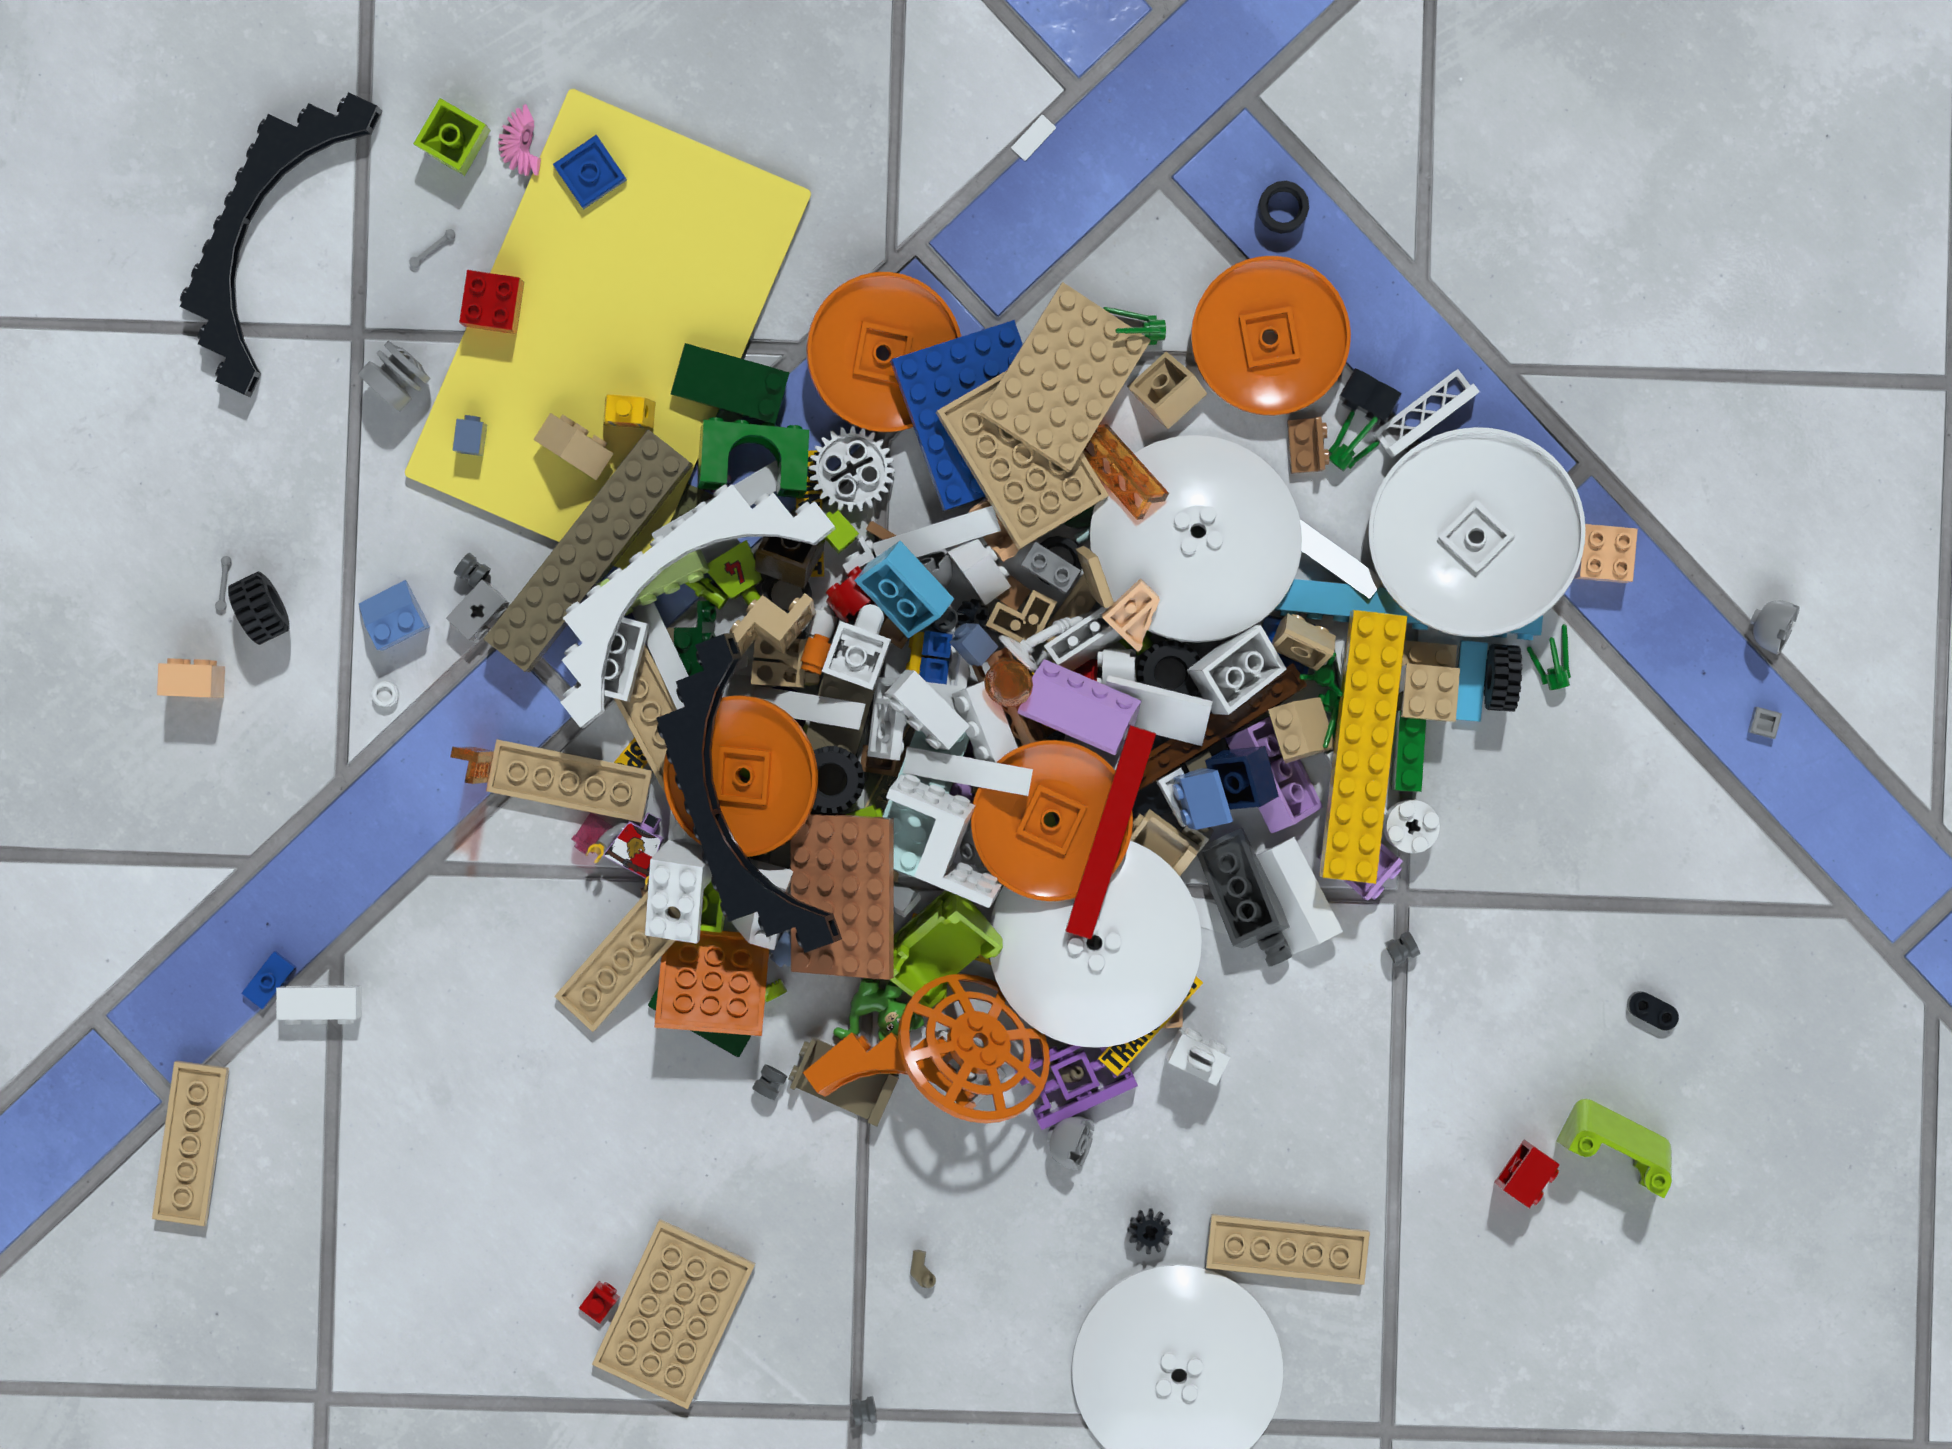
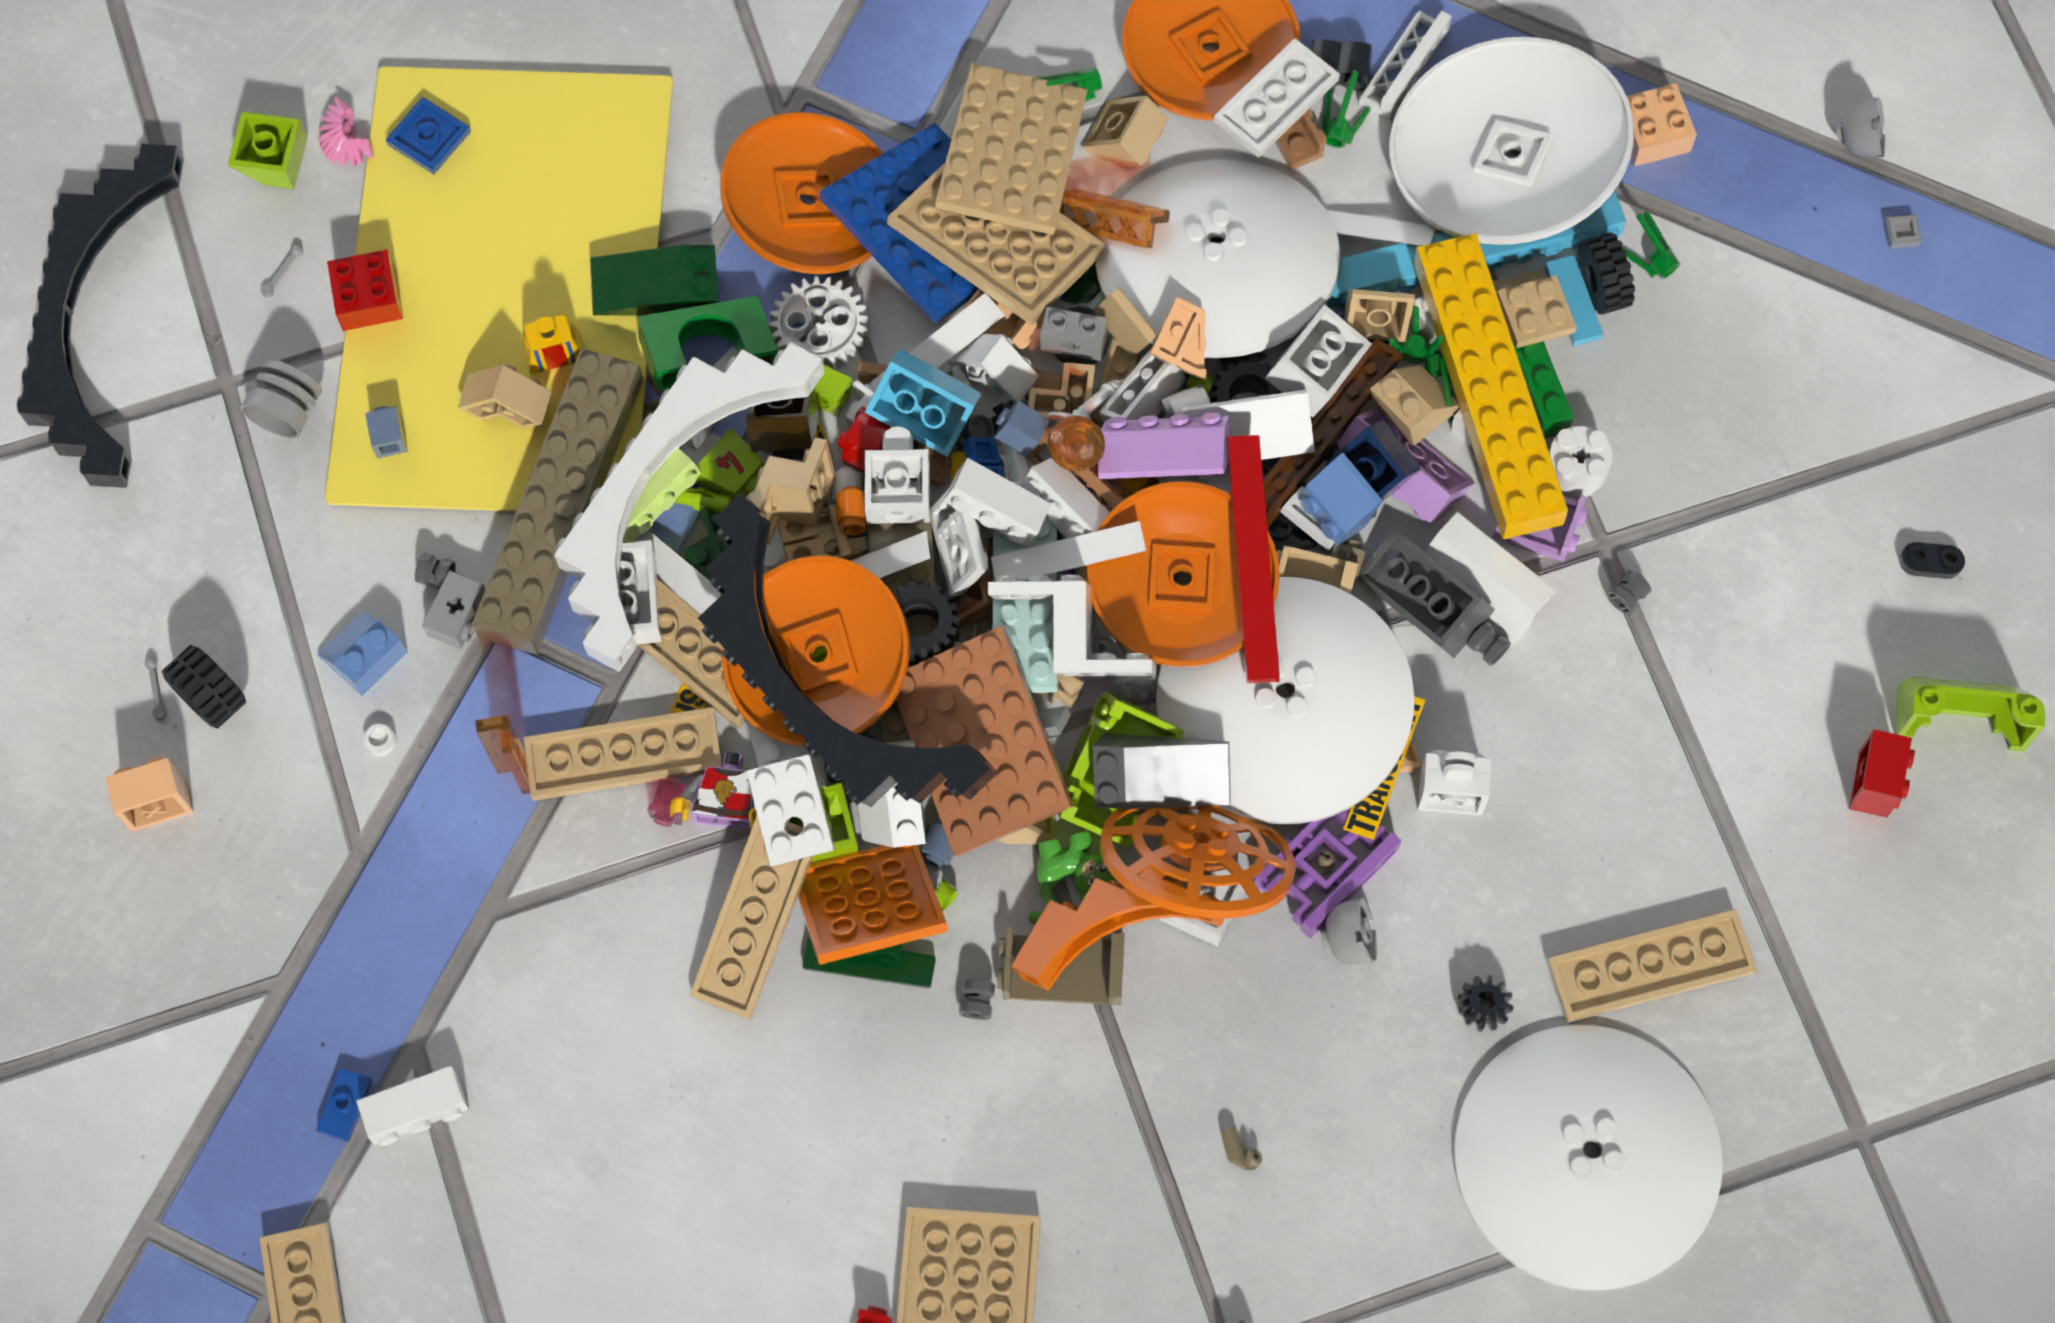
camera: 15 degrees left, 20 degrees down
(971, 969) = (1160, 772): none -> slope
(1301, 416) = (1276, 97): none -> white plate

